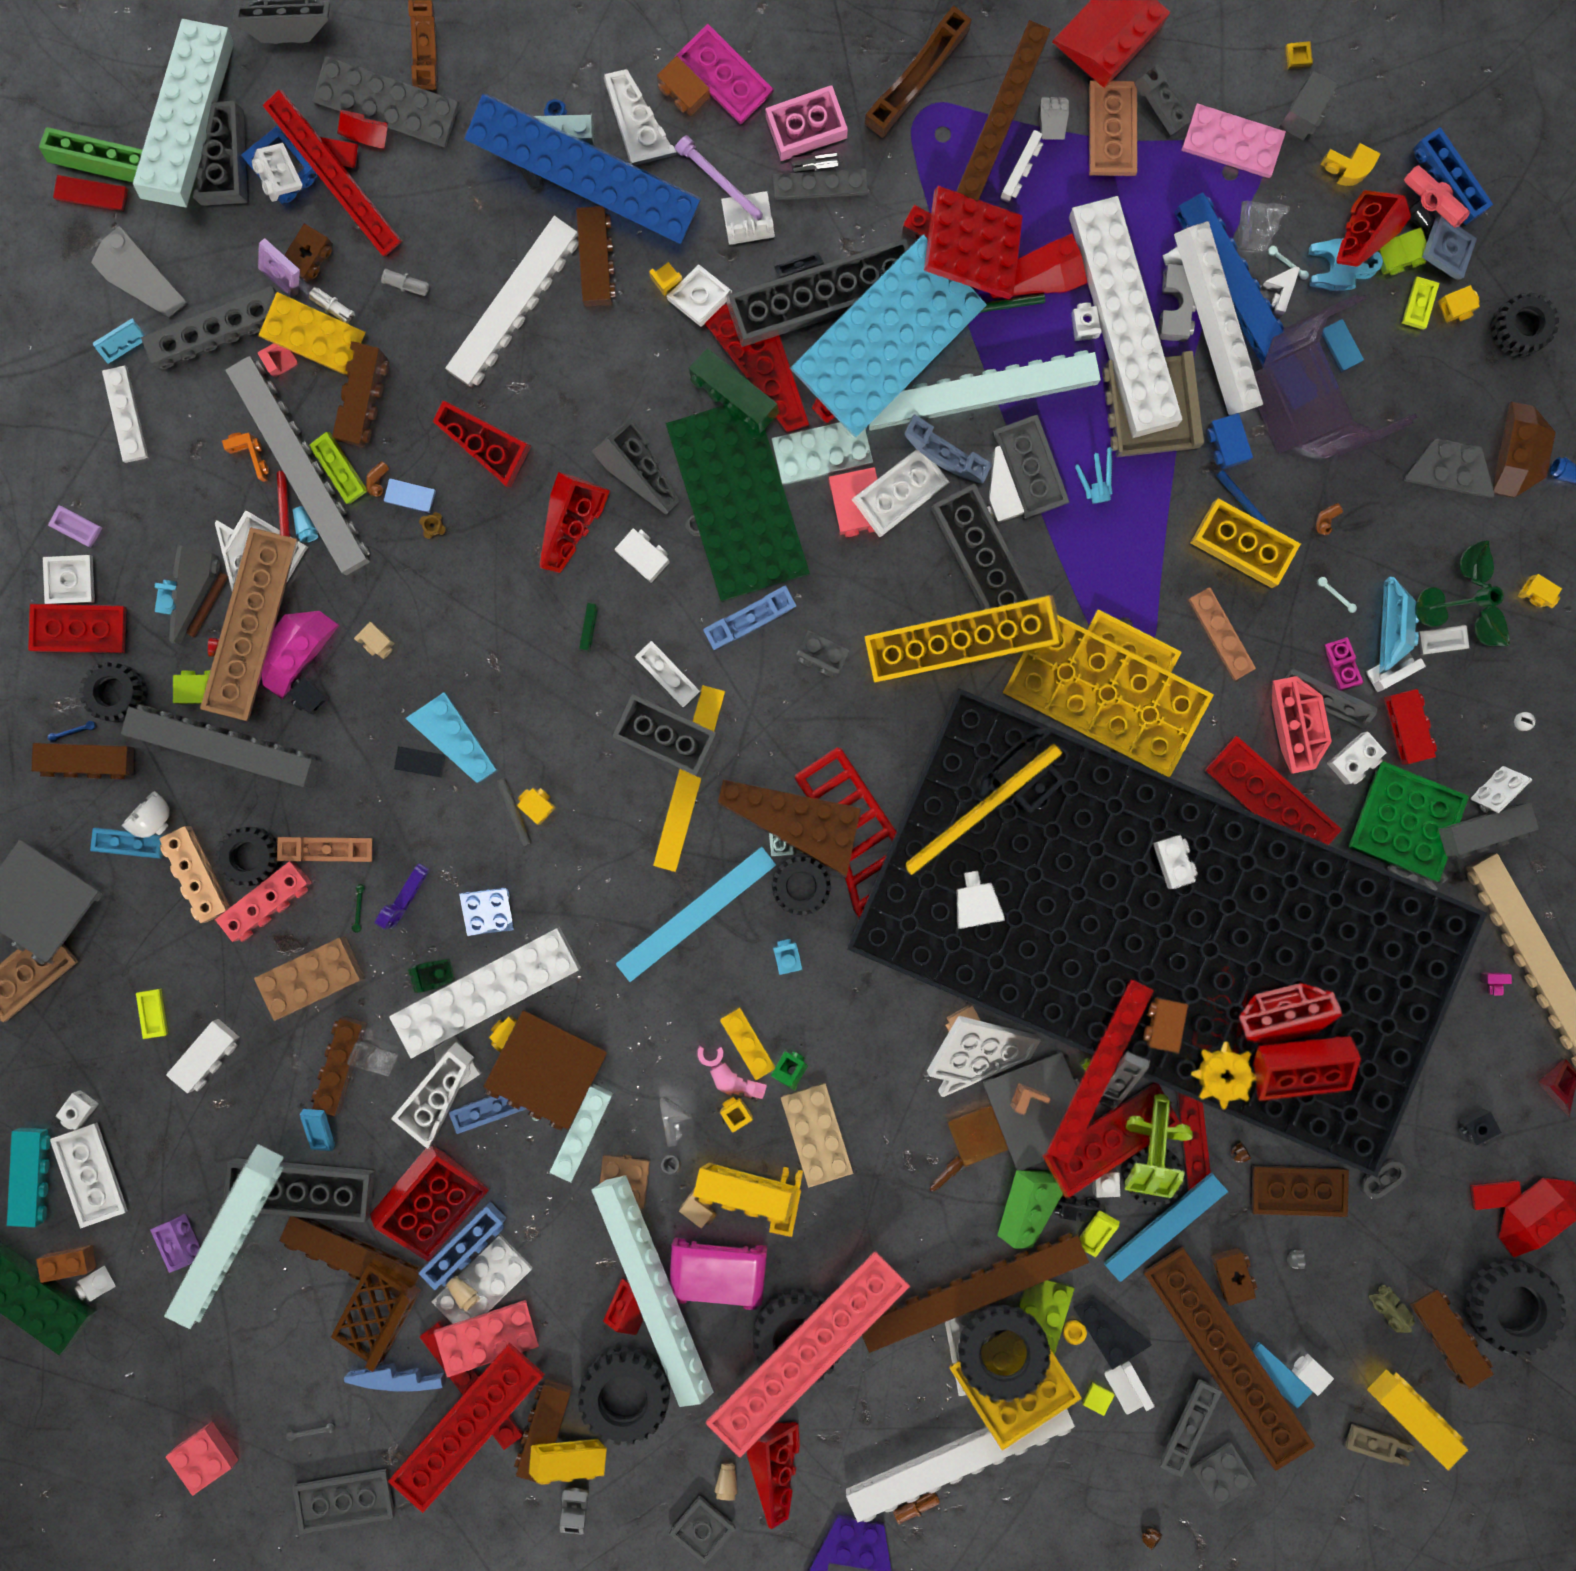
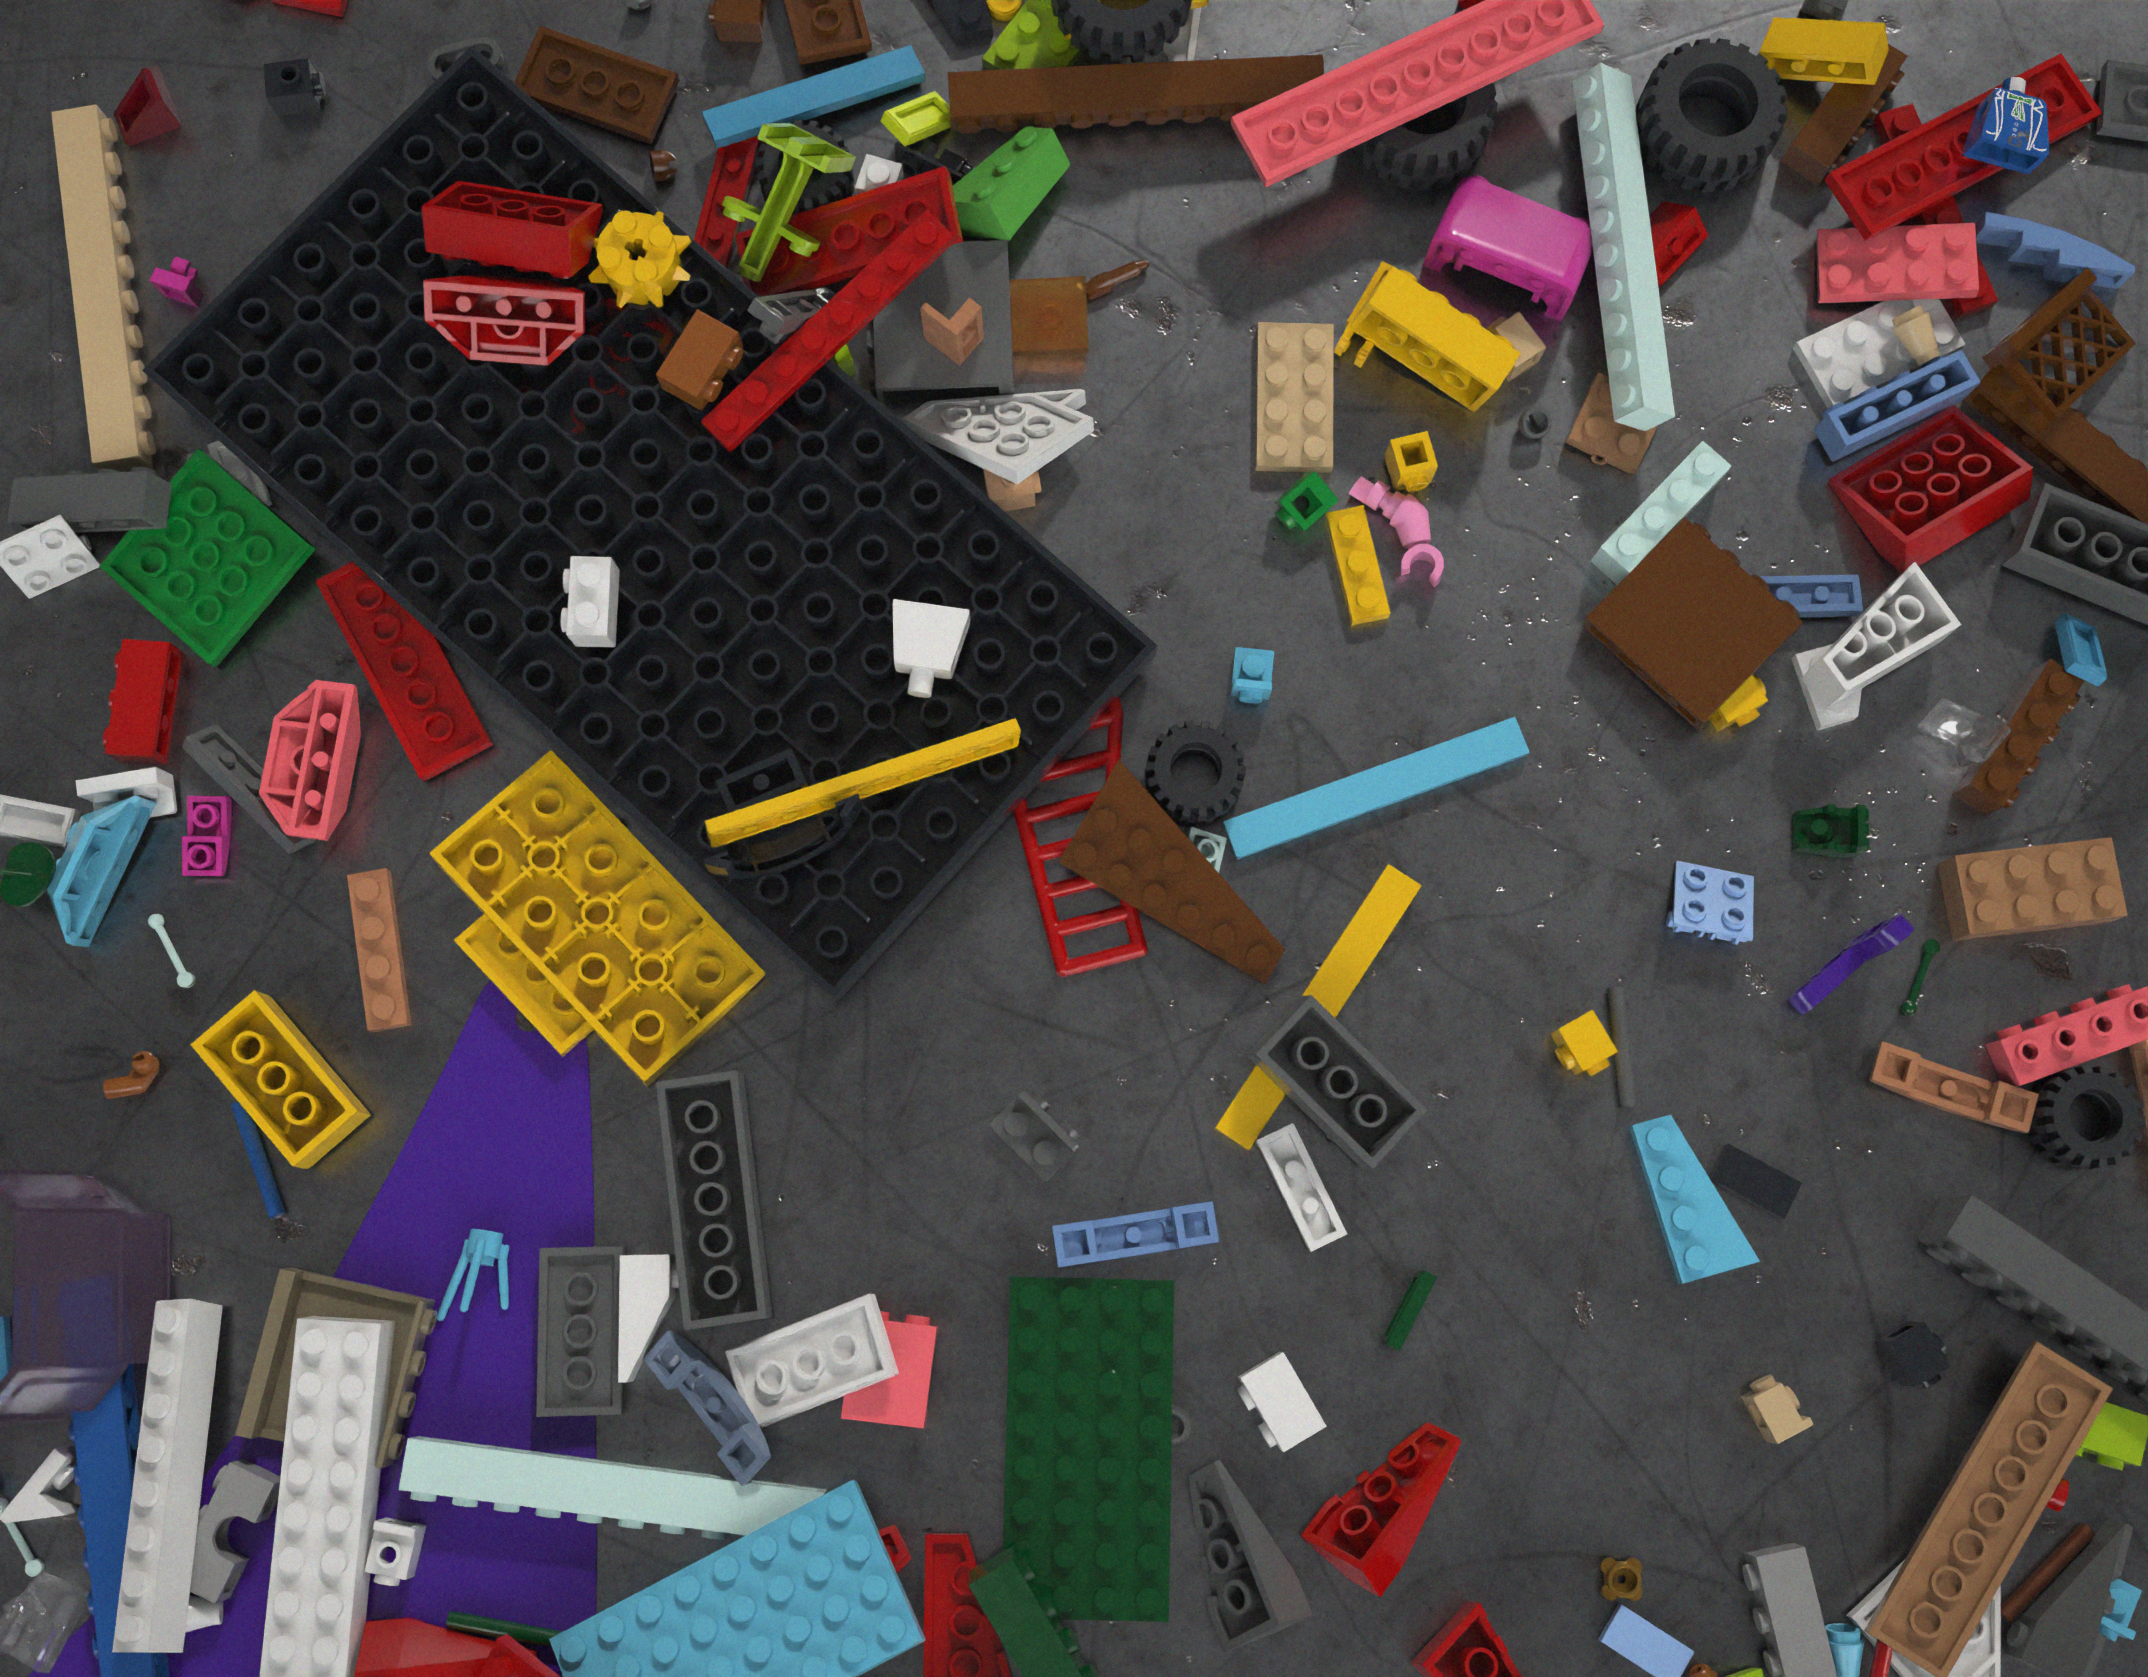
camera: 165 degrees left, 10 degrees down
(293, 648) = (1916, 1446): dark pink wedge -> none
(443, 1444) = (2009, 129): none -> blue torso
(485, 992) = (1752, 774): white brick -> none
(670, 1114) = (1511, 494): clear slope -> none
(820, 452) = (924, 1479): light aqua plate -> none
(964, 638) = (795, 1072): yellow brick -> none
(1229, 441) = (238, 1260): blue brick -> none
(1357, 758) = (246, 681): white brick -> none

